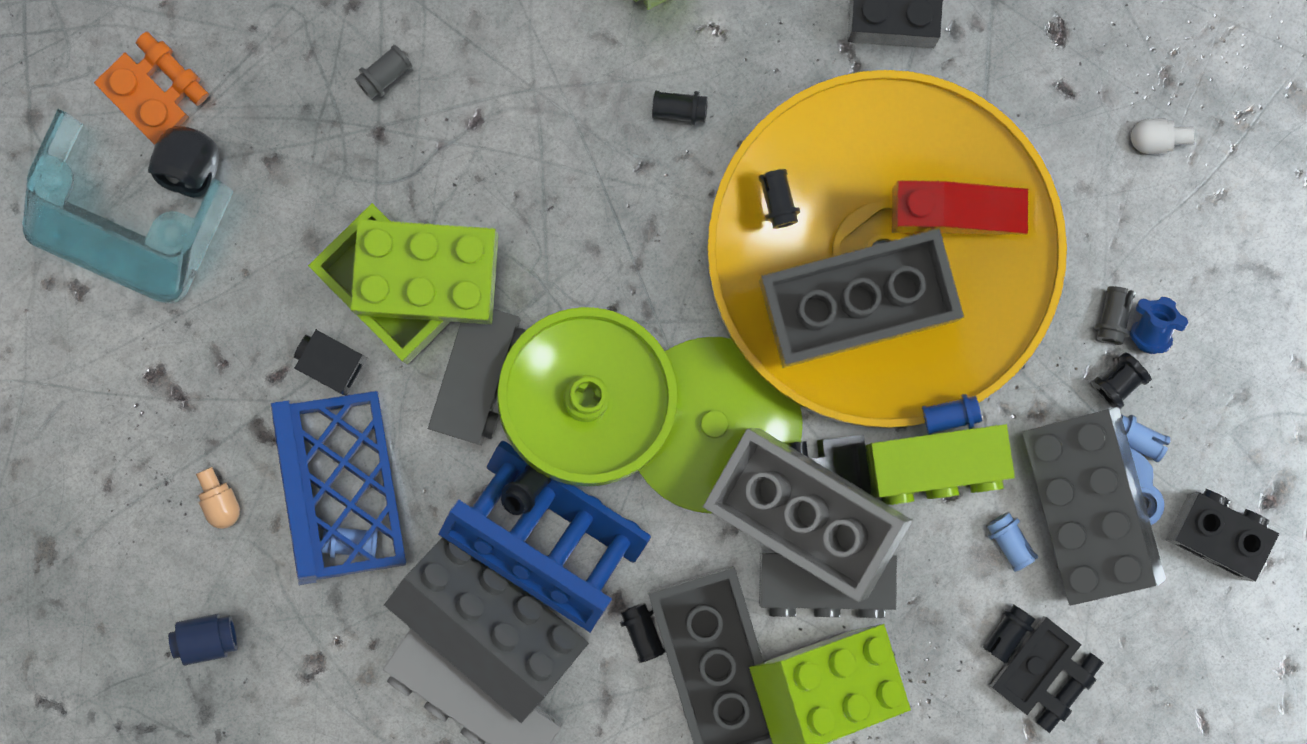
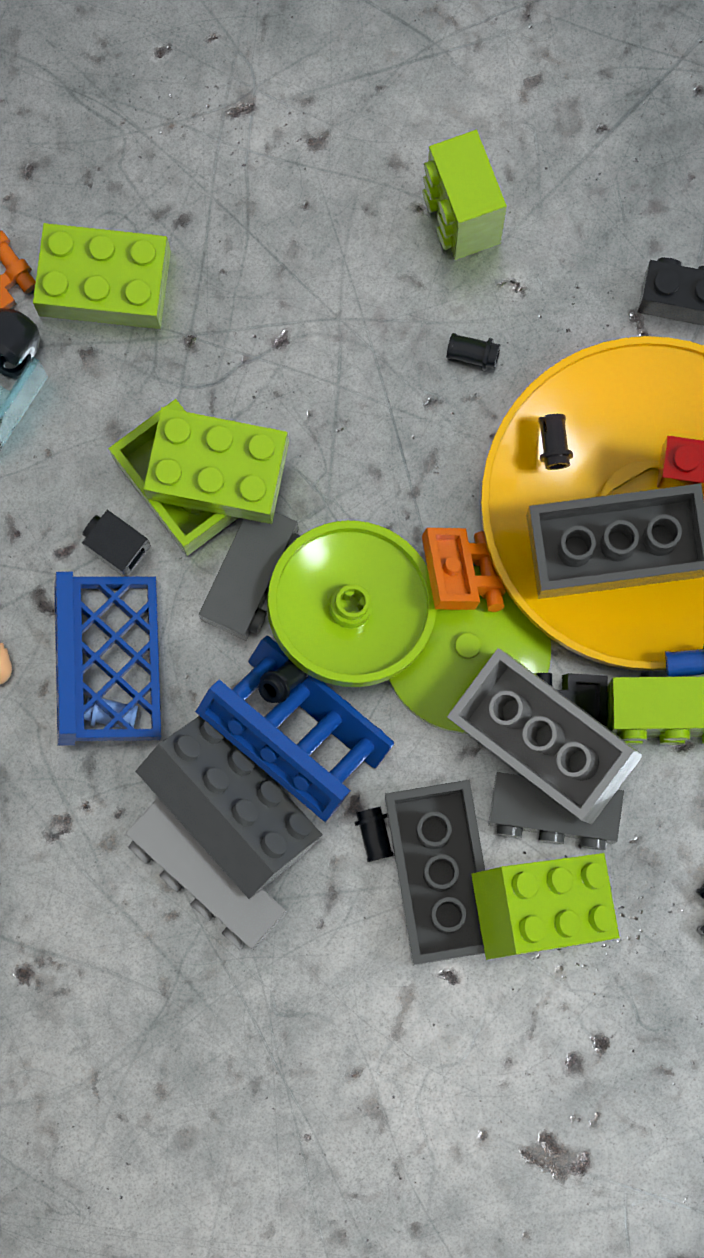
camera: 15 degrees right, 5 degrees down
(275, 77) = (102, 276): none -> lime brick
(383, 72) = (201, 284): dark grey pin -> none
(688, 348) = (452, 570): none -> orange plate

